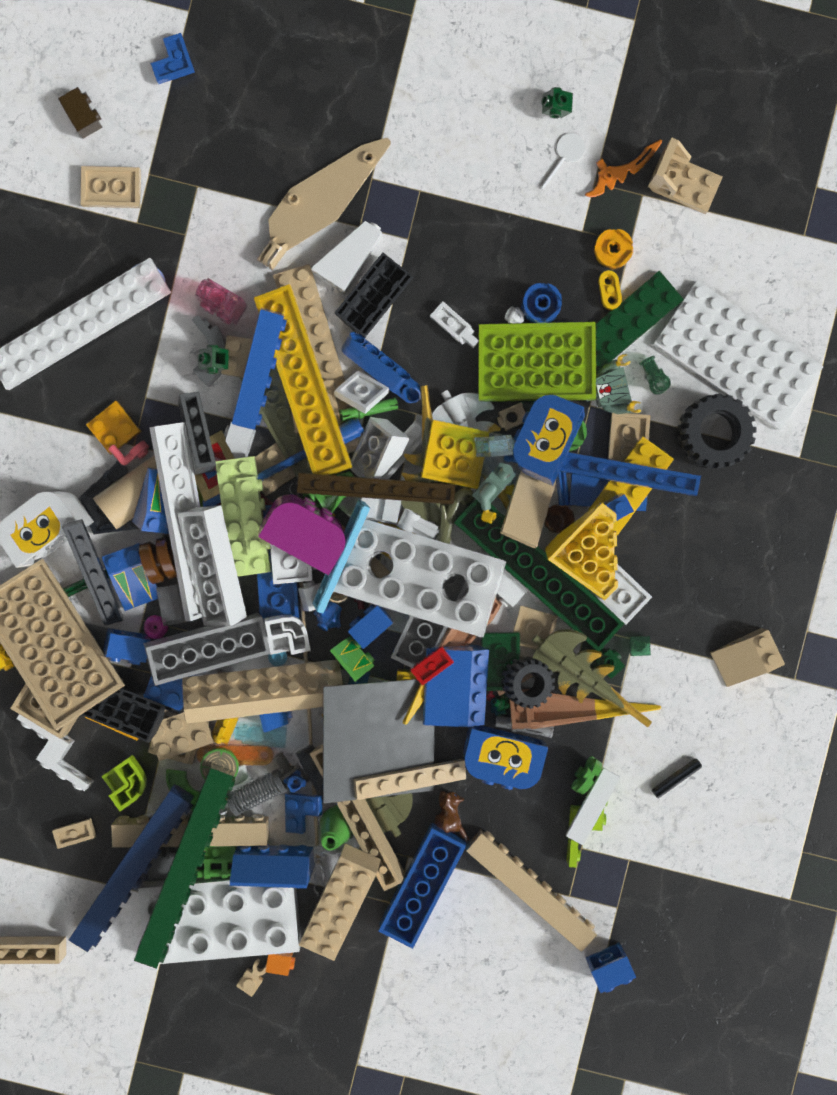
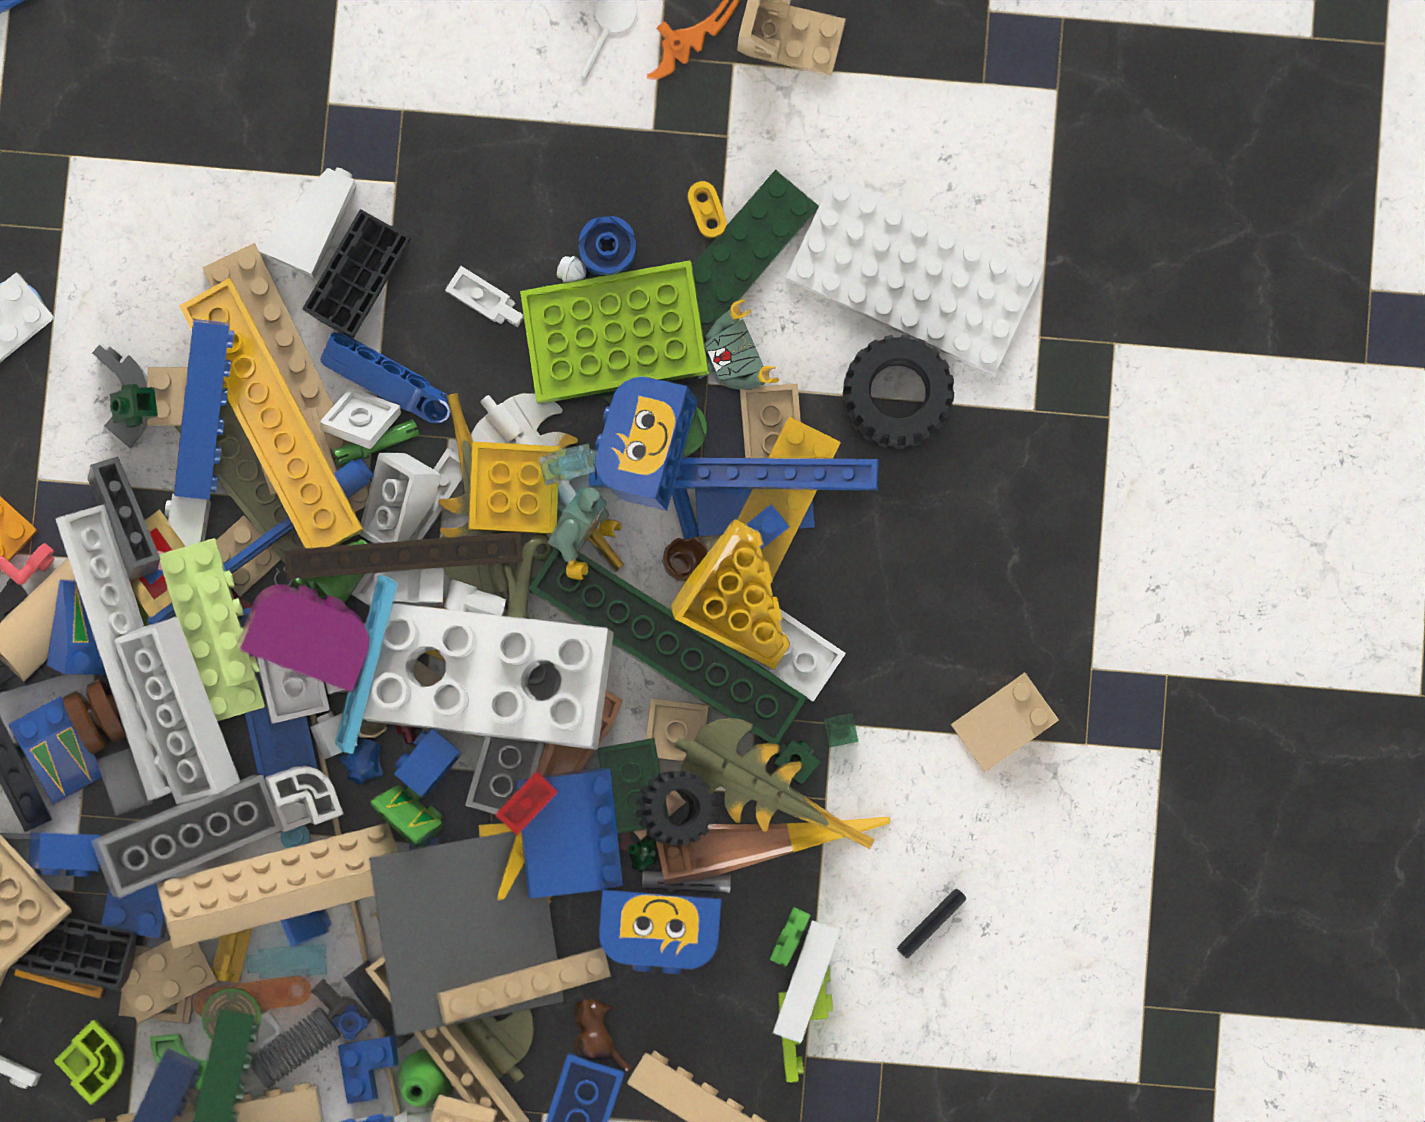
camera: 15 degrees left, 5 degrees down
(149, 627) = (99, 812): dark pink plate -> none
(219, 300) = (131, 319): clear pink brick -> none
(319, 200) = (254, 148): tan wing -> none
(510, 589) = (628, 675): white brick -> none
(518, 410) = (595, 407): tan brick -> none
(527, 510) = (635, 551): tan tile -> none
(612, 237) = (700, 132): light orange plate -> none
(655, 376) = (794, 324): clear green connector -> none

